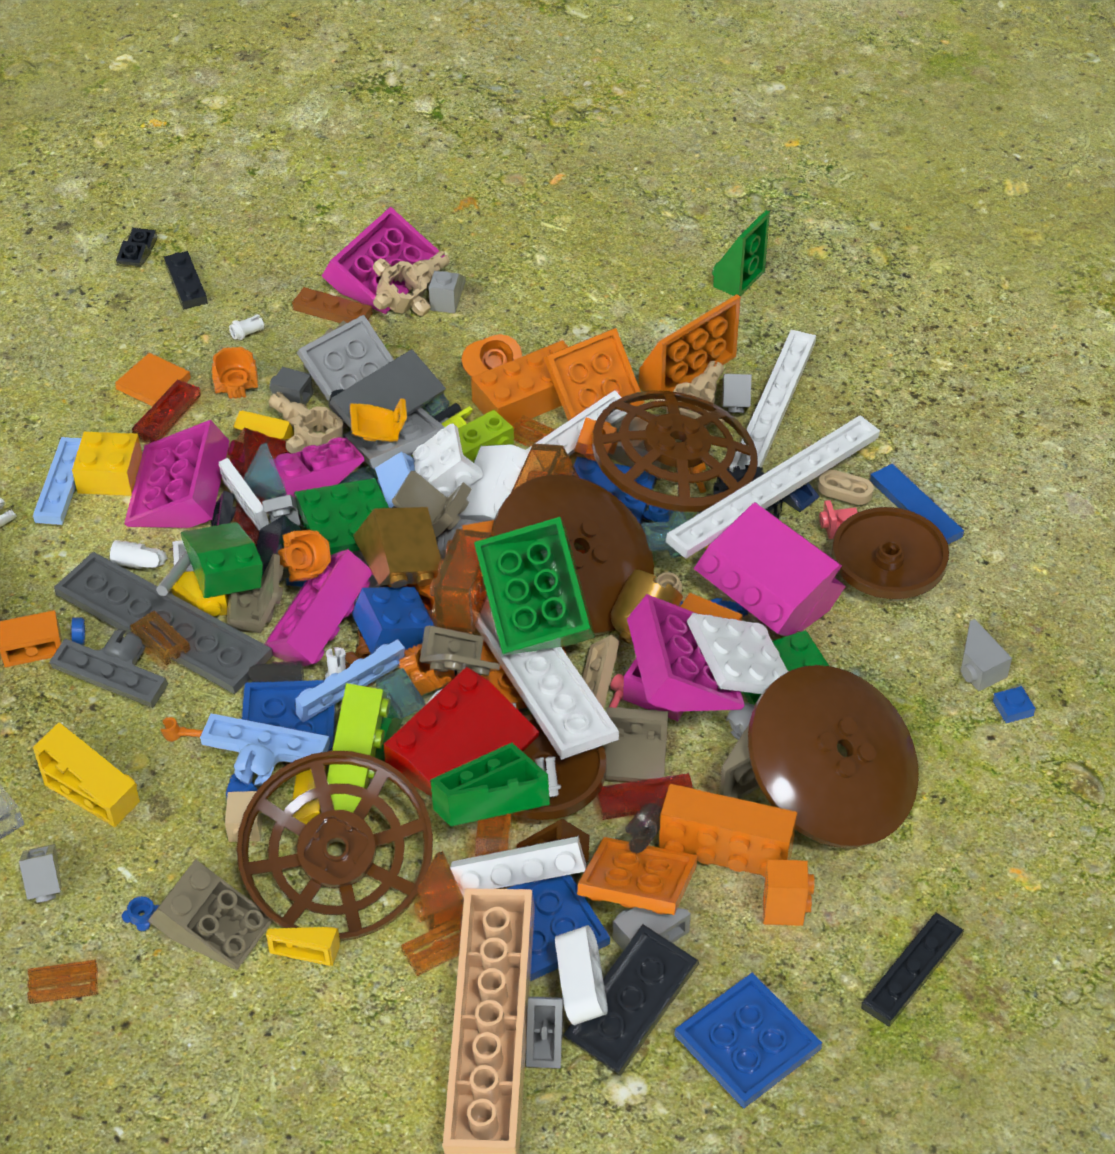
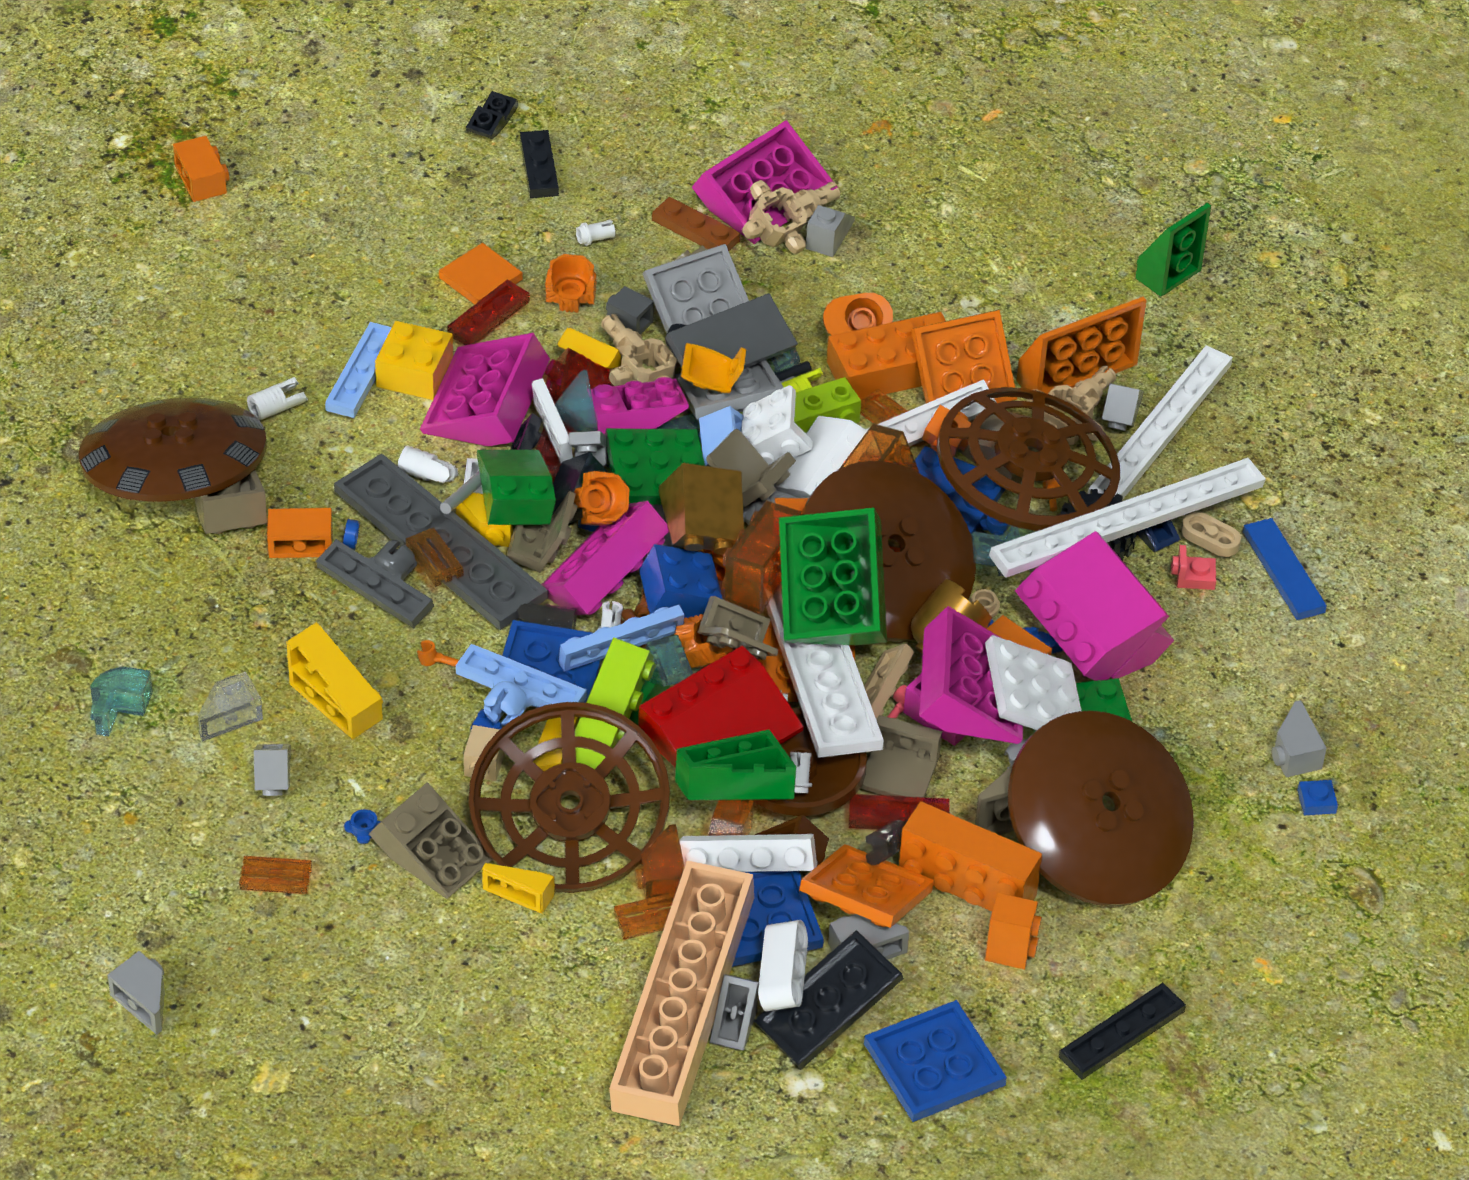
camera: 10 degrees right, 0 degrees up
(890, 553) = (1234, 614): reddish brown dish -> none

